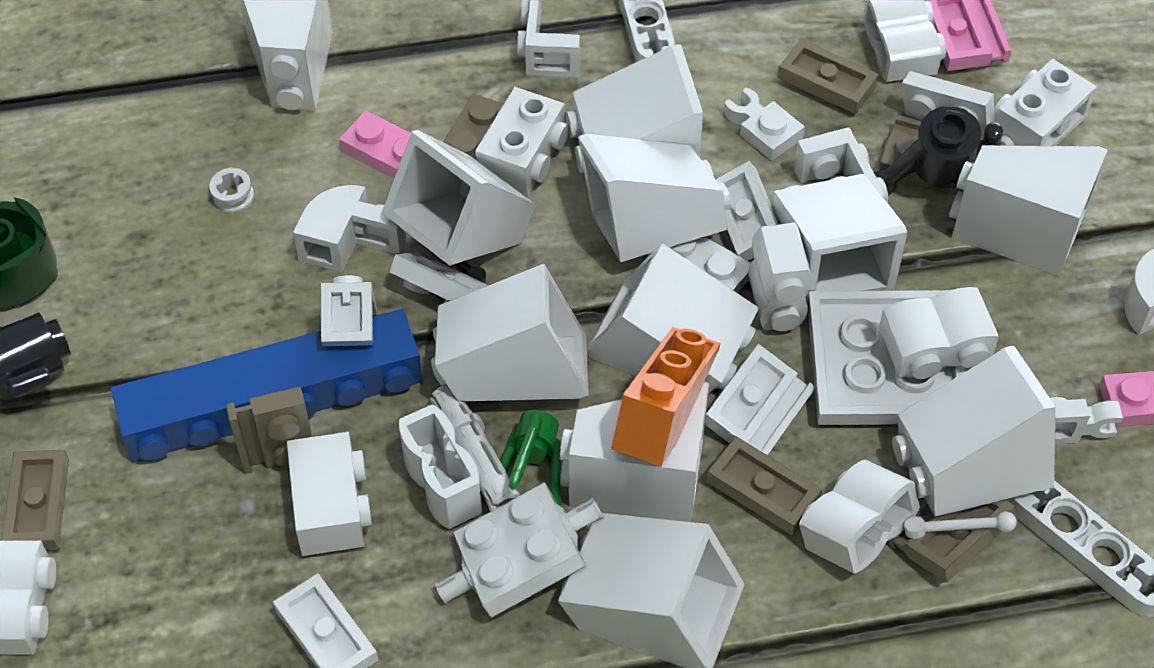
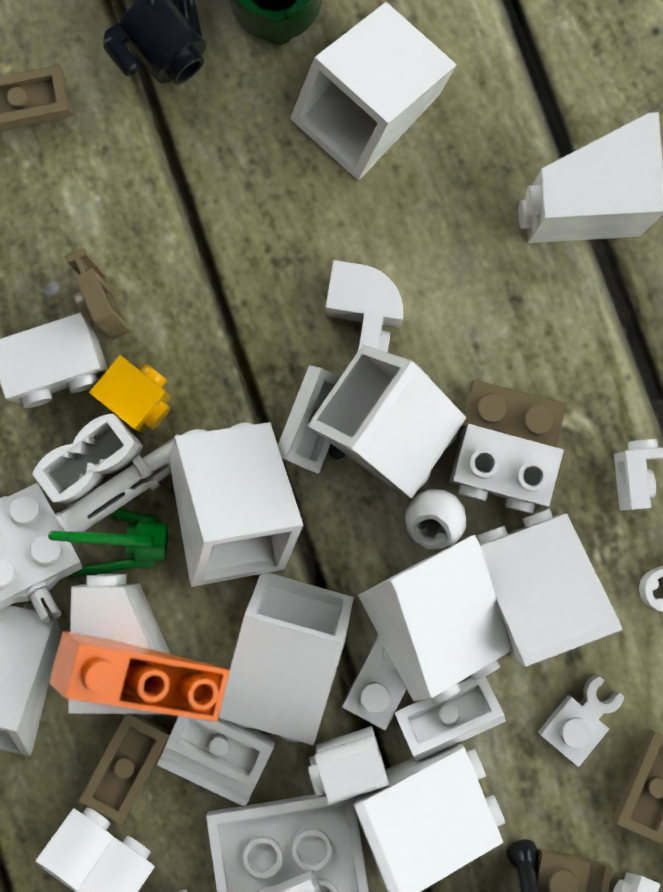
camera: 80 degrees right, 30 degrees up
(137, 195) = (370, 89): none -> white slope
(190, 402) = (165, 277): blue brick -> none
(225, 179) = (406, 170): white bush -> none
(347, 312) = (237, 335): white bracket -> none
(375, 143) = (483, 330): bright pink plate -> none
(375, 428) = (133, 394): none -> yellow brick
(559, 195) = (435, 519): none -> white piece
(833, 154) = (532, 827): white bracket -> none

